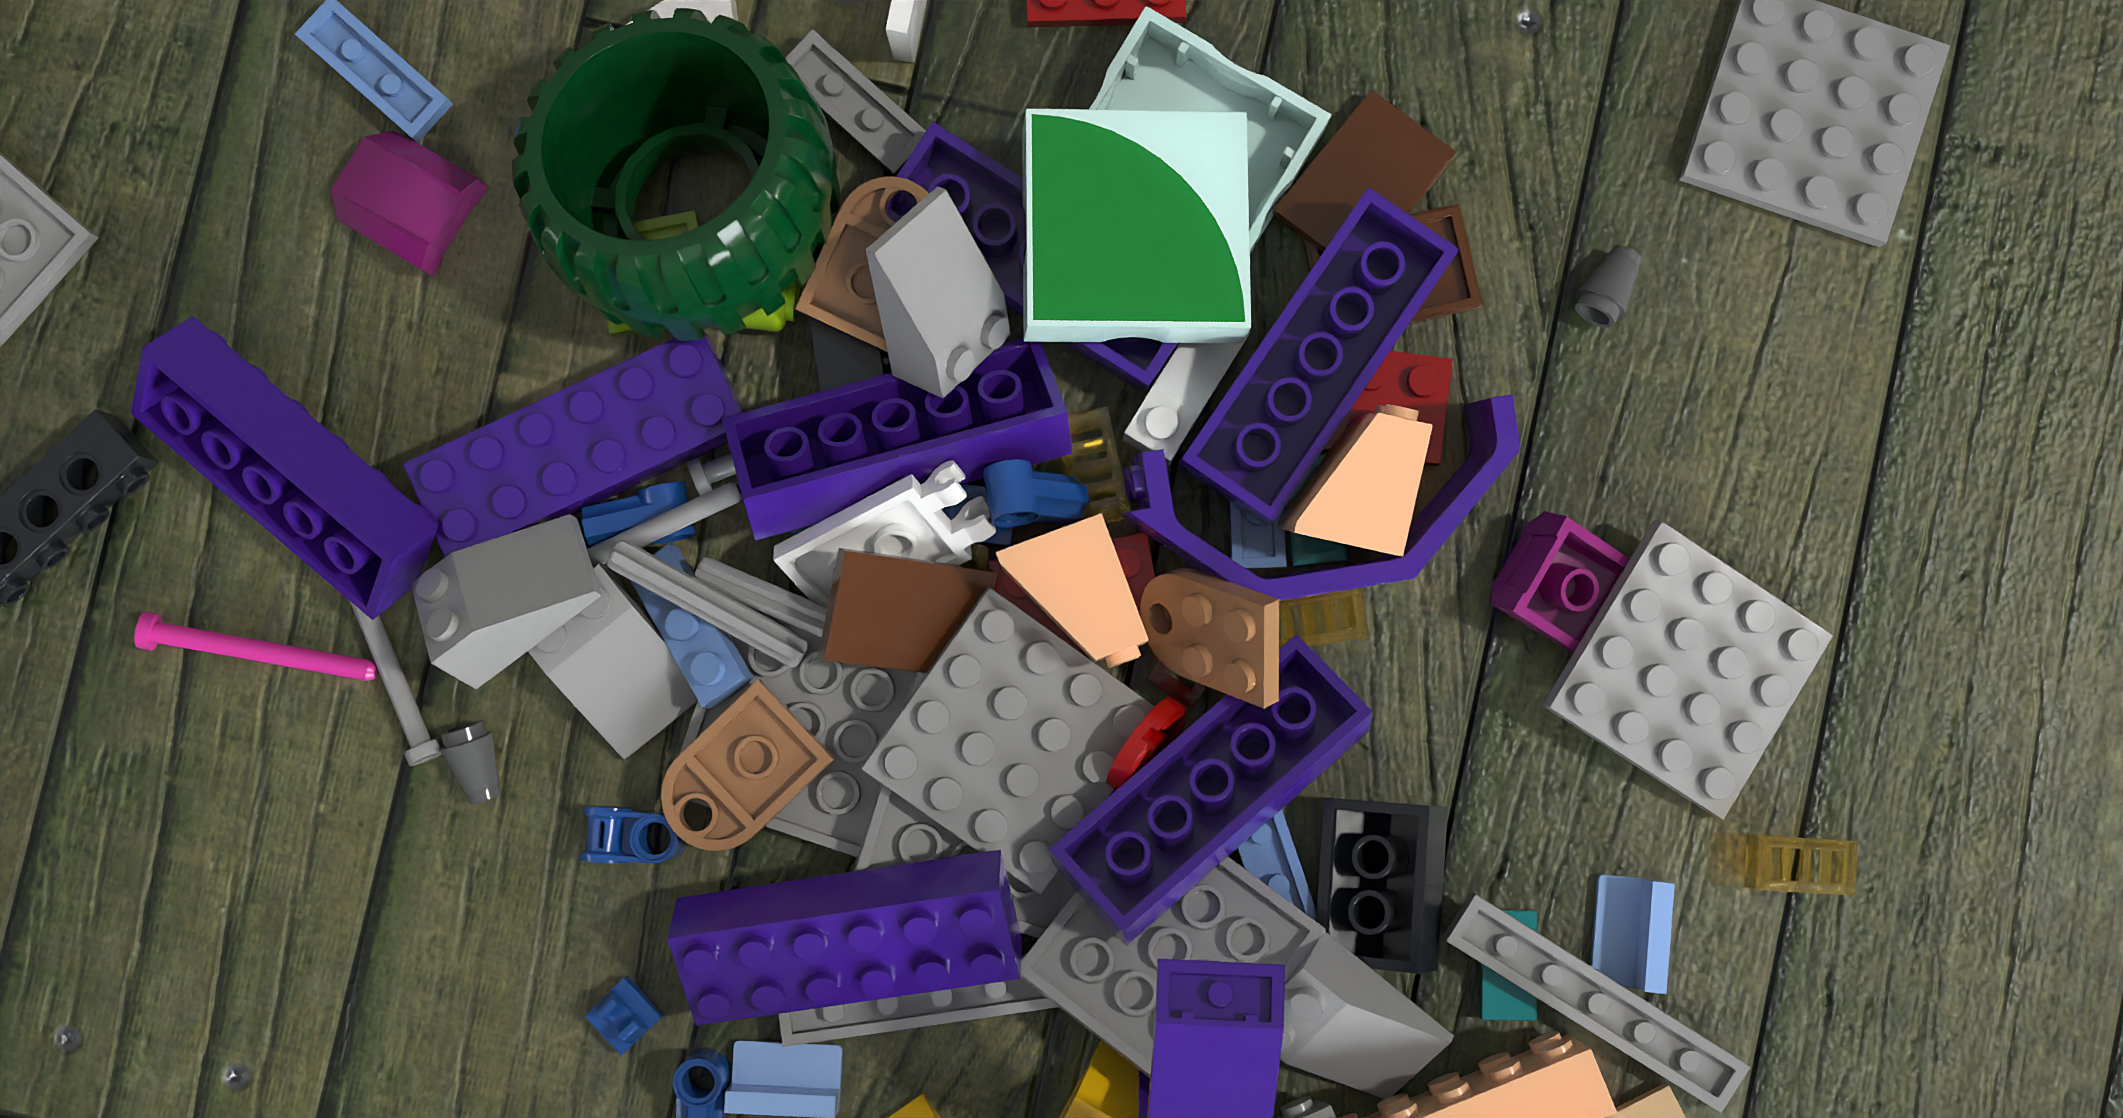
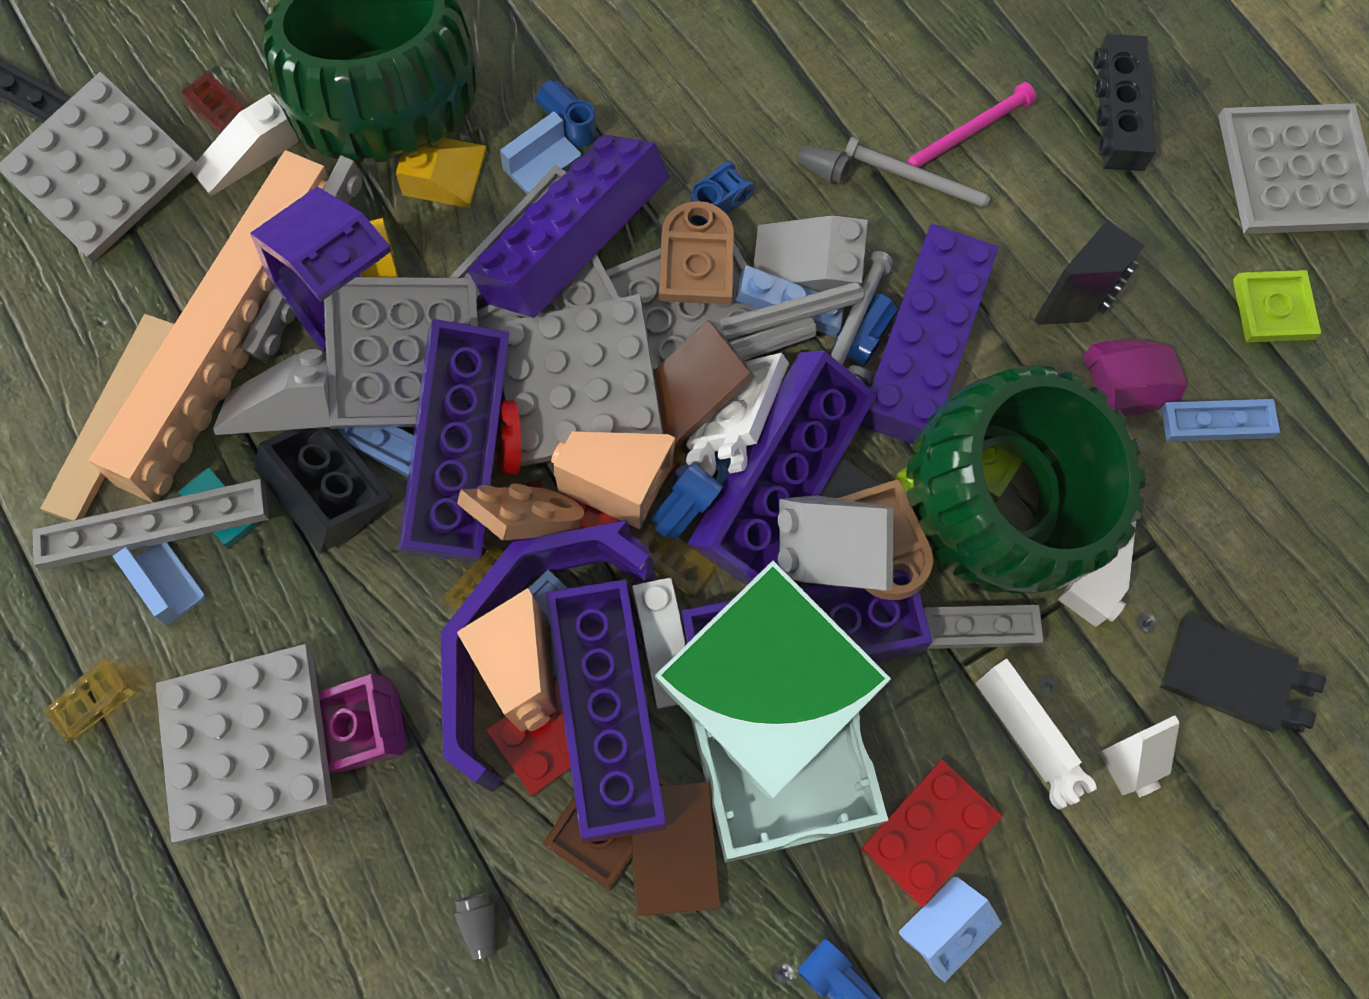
camera: 130 degrees right, 15 degrees down
(161, 128) = (1276, 306): none -> lime tile
(282, 466) = (1049, 198): dark purple brick -> none
(344, 329) = (1092, 277): none -> black slope
(503, 597) = (888, 226): light grey slope -> none
(624, 1015) = (643, 122): blue tile -> none

